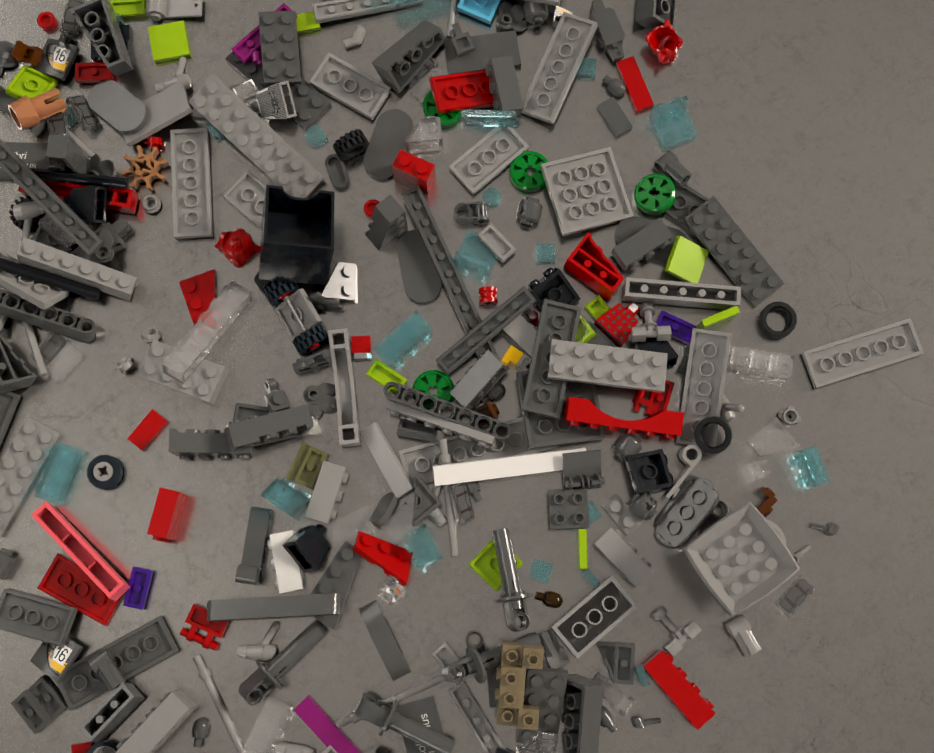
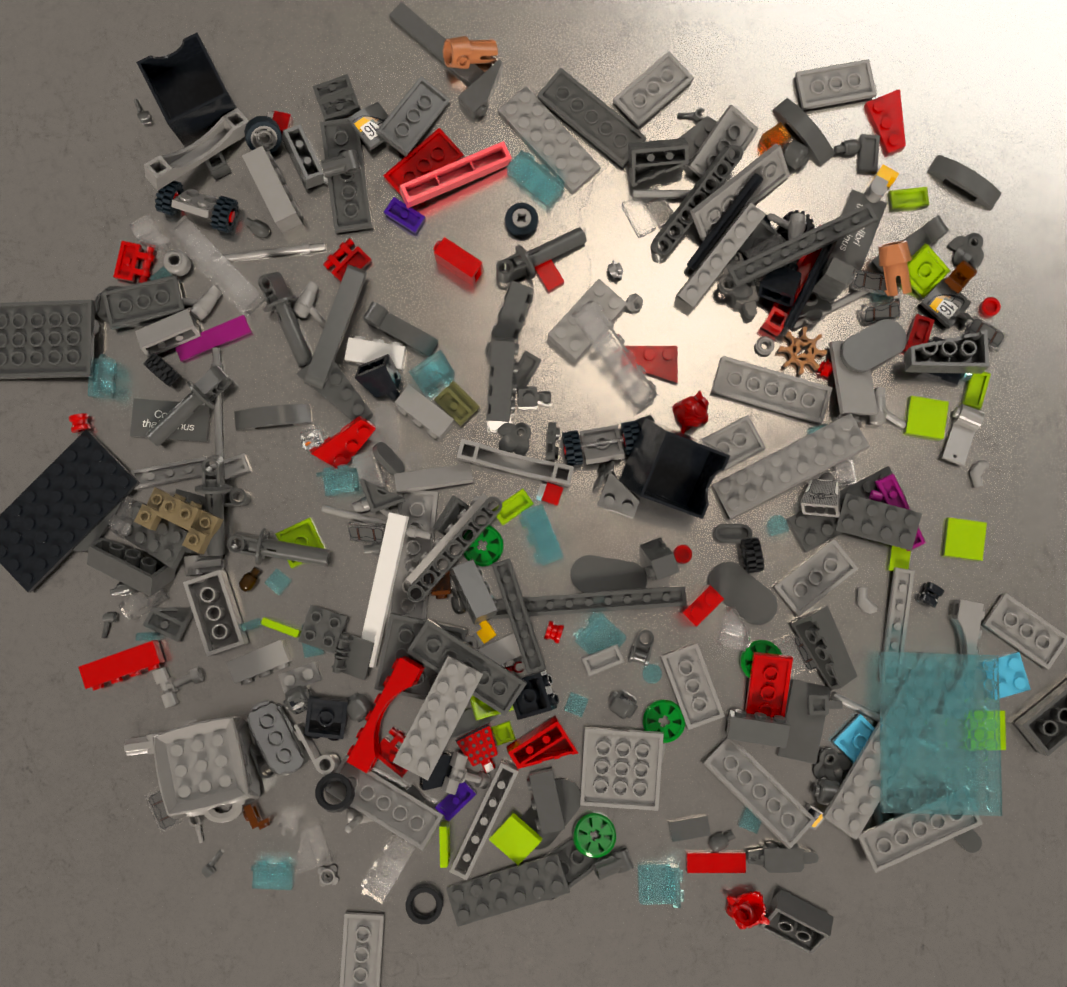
camera: 110 degrees right, 5 degrees up
(144, 450) = (524, 262): none -> dark grey piece
(490, 118) = (730, 701): clear light blue tile -> none

